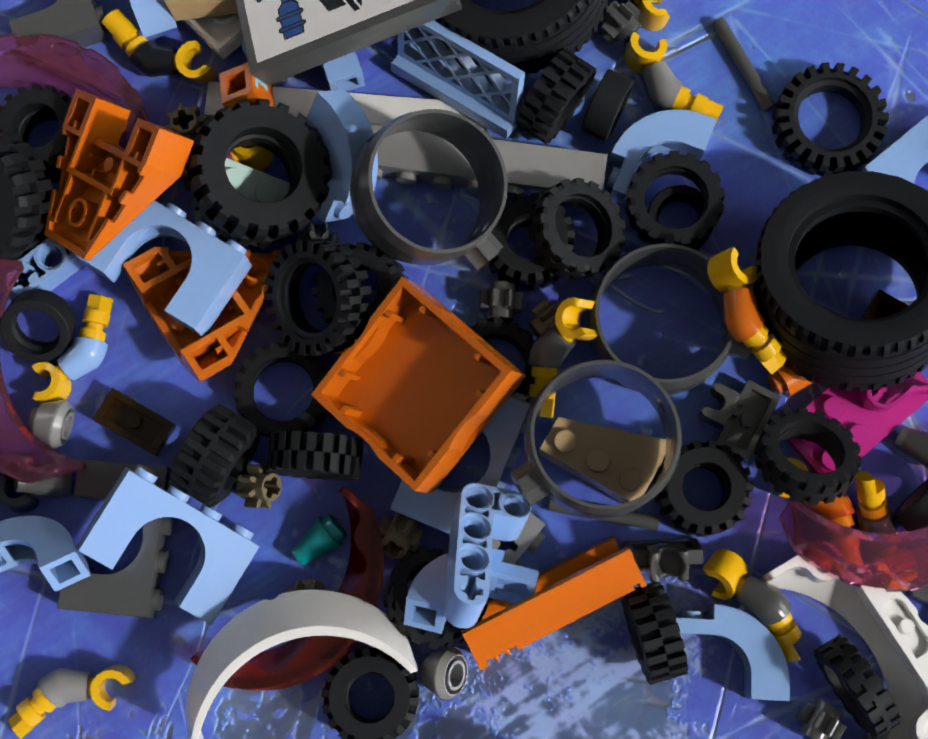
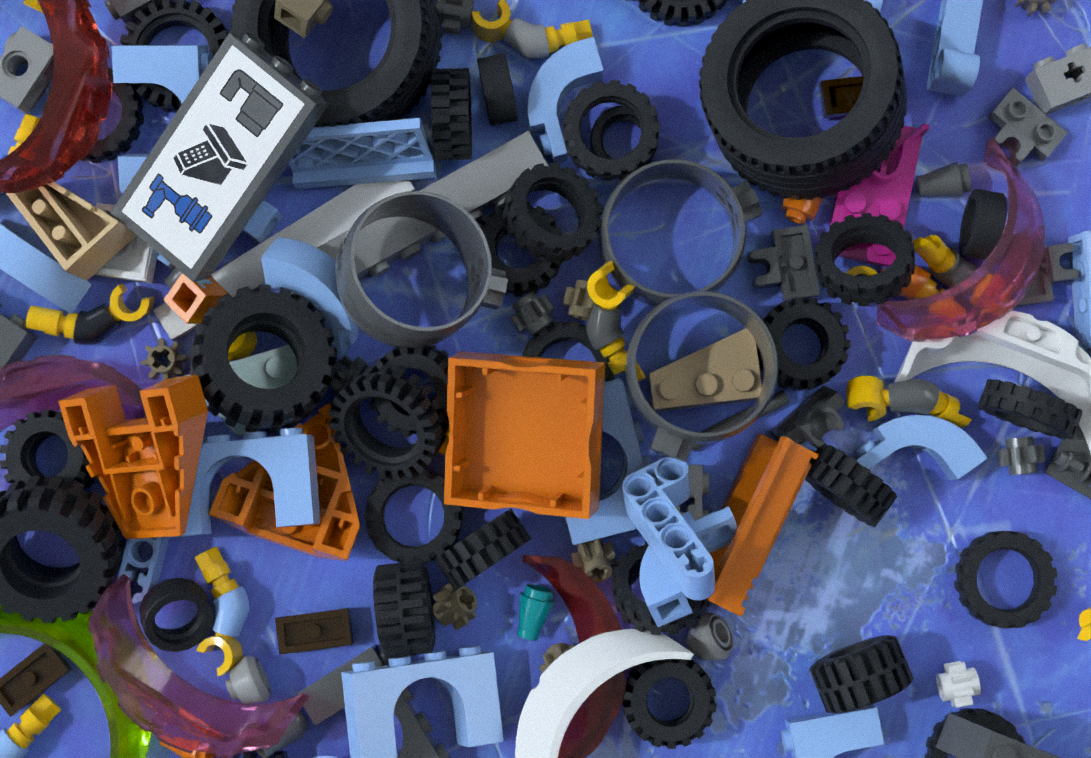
camera: 40 degrees left, 5 degrees up
(741, 308) = (732, 183): yellow piece -> none

